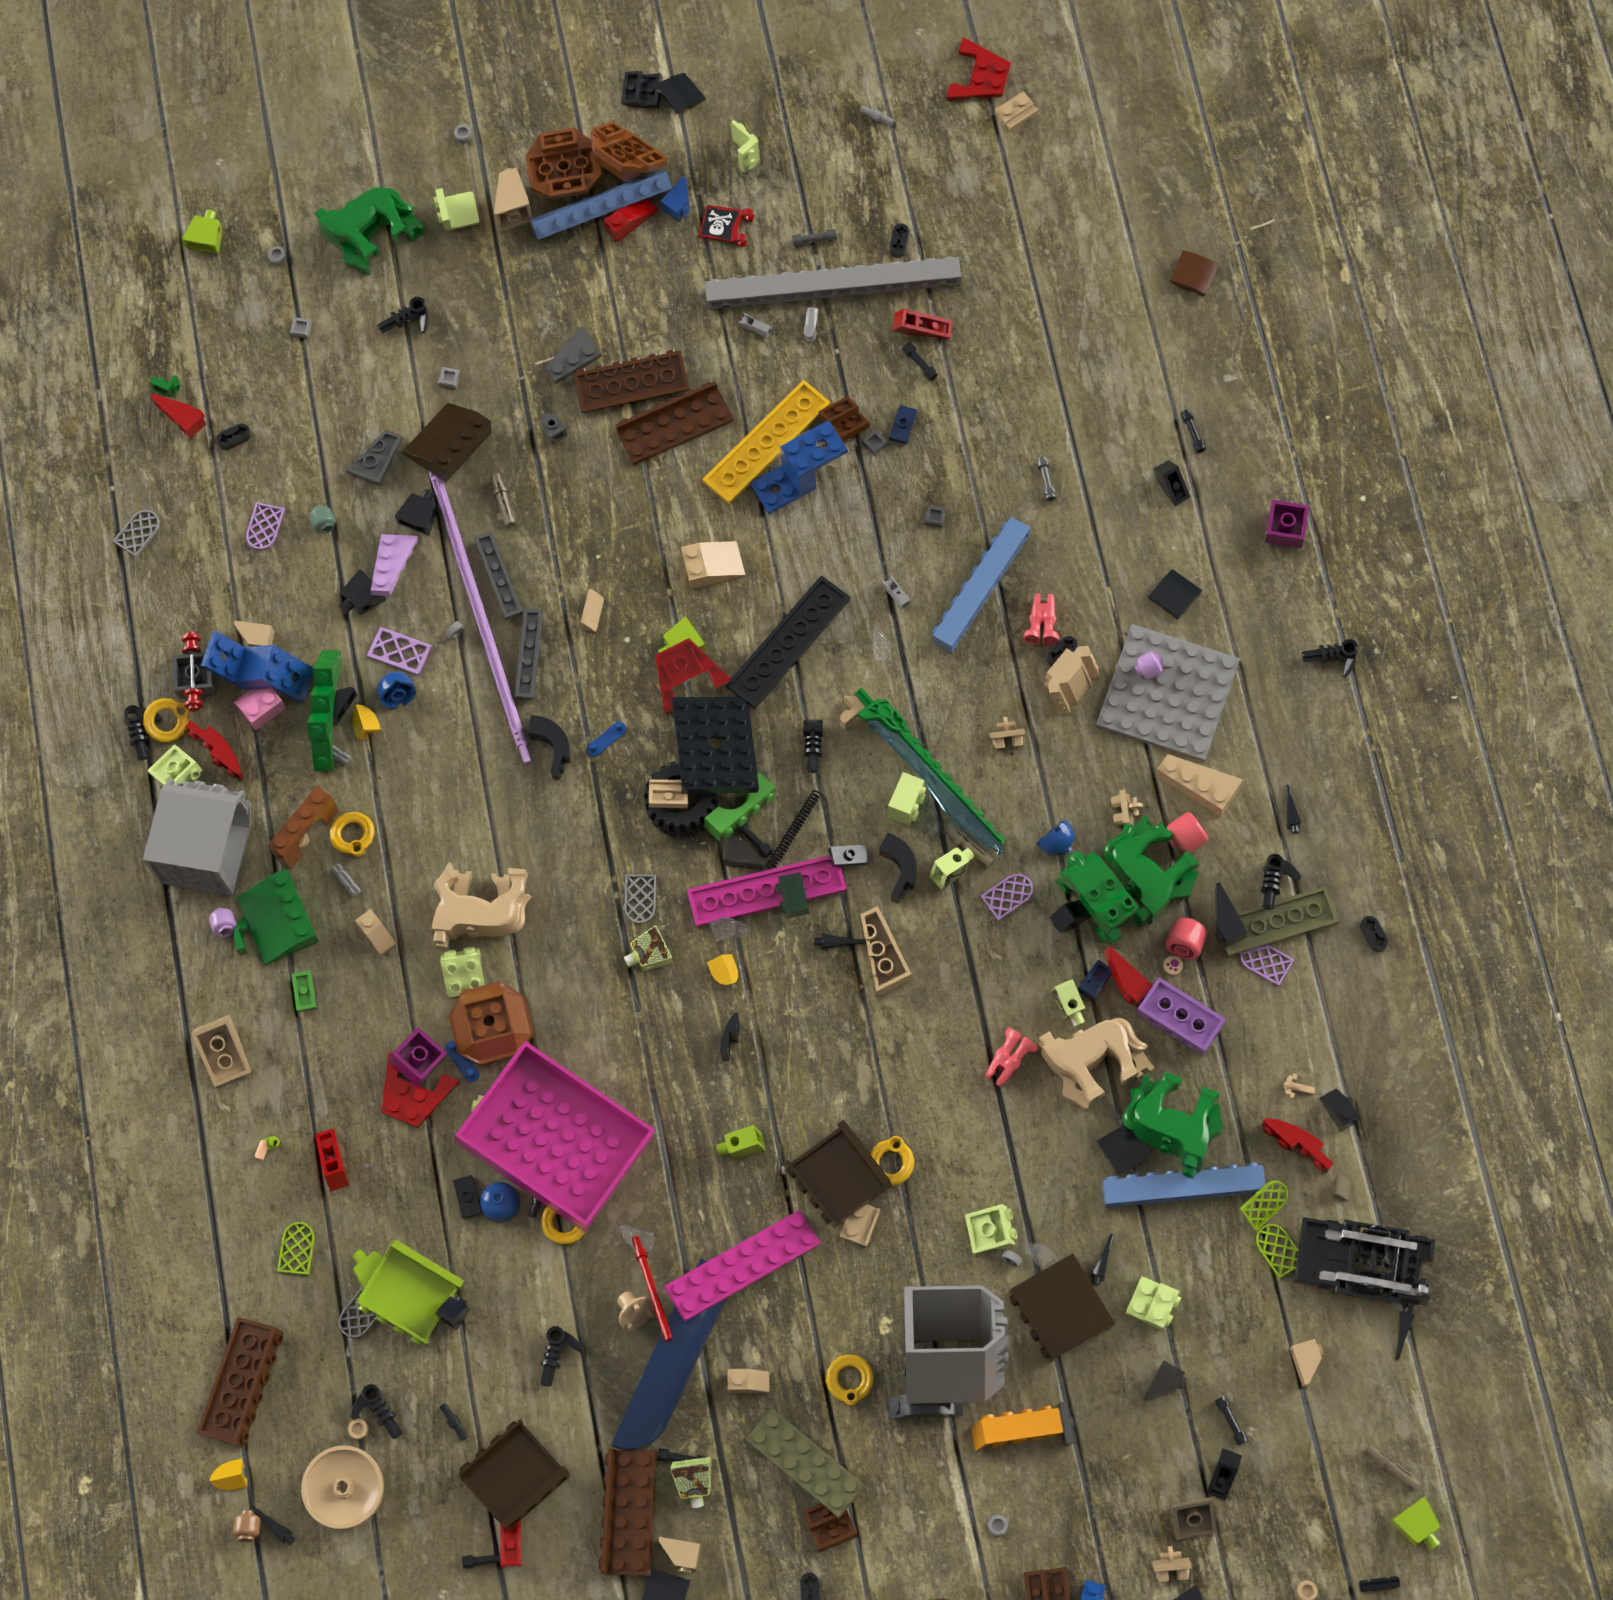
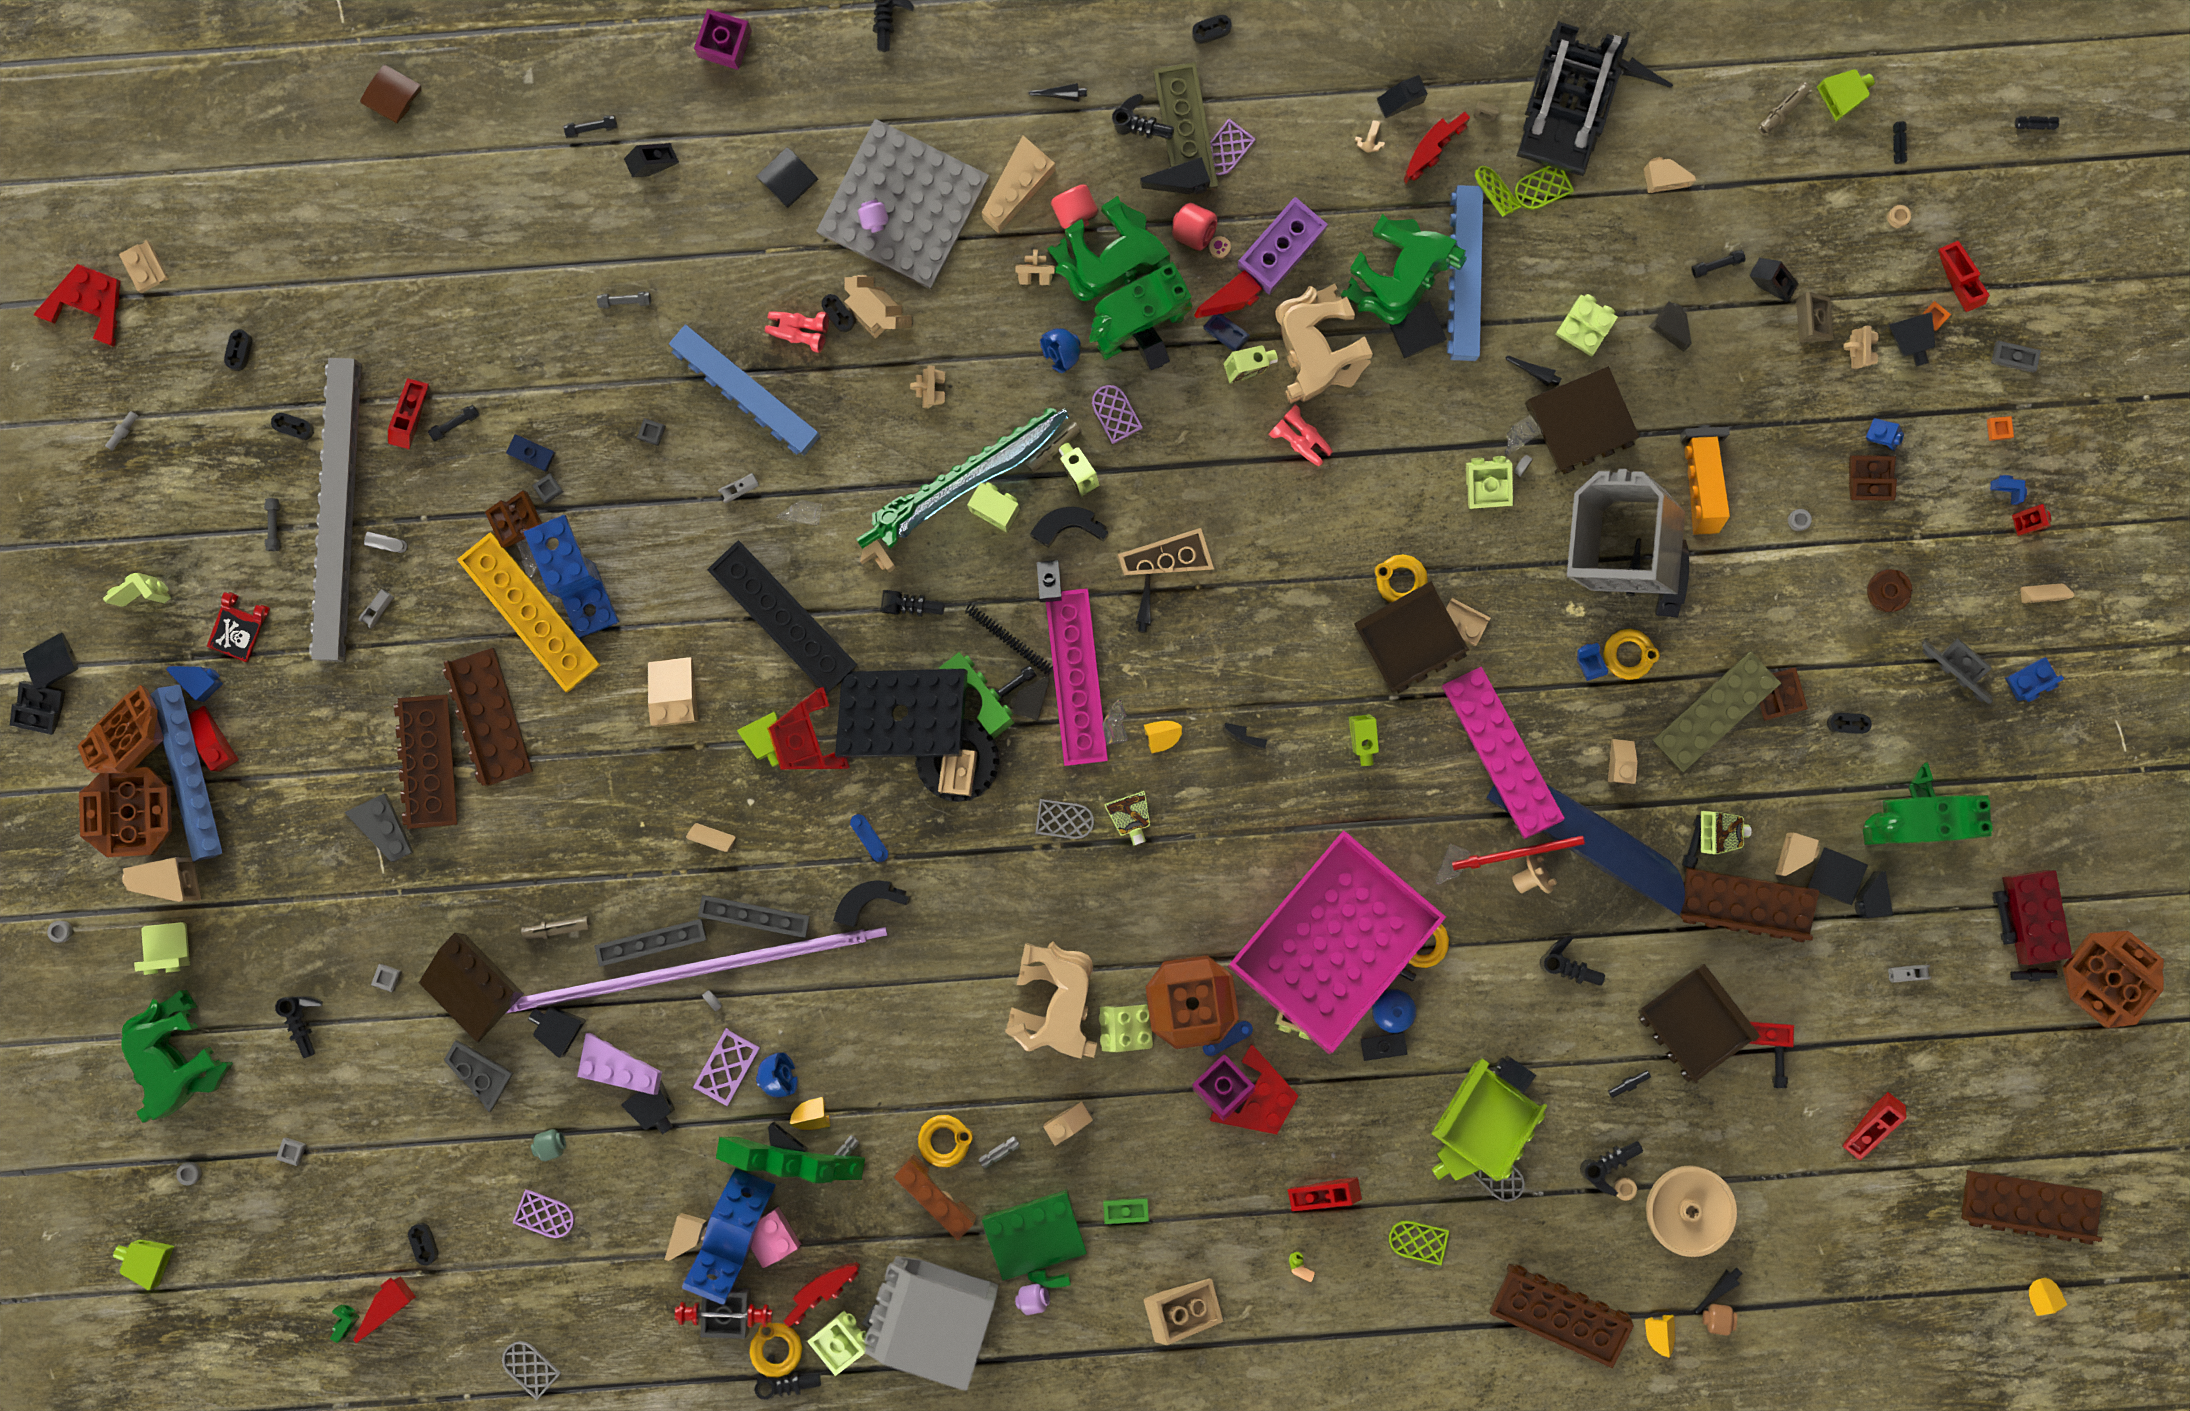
camera: 85 degrees left, 15 degrees up
(553, 433) = (479, 860): dark grey brick -> none
(793, 895) = (1090, 647): clear green brick -> none
(837, 1341) = (1591, 661): none -> blue bracket
(957, 190) = (239, 350): none -> black beam

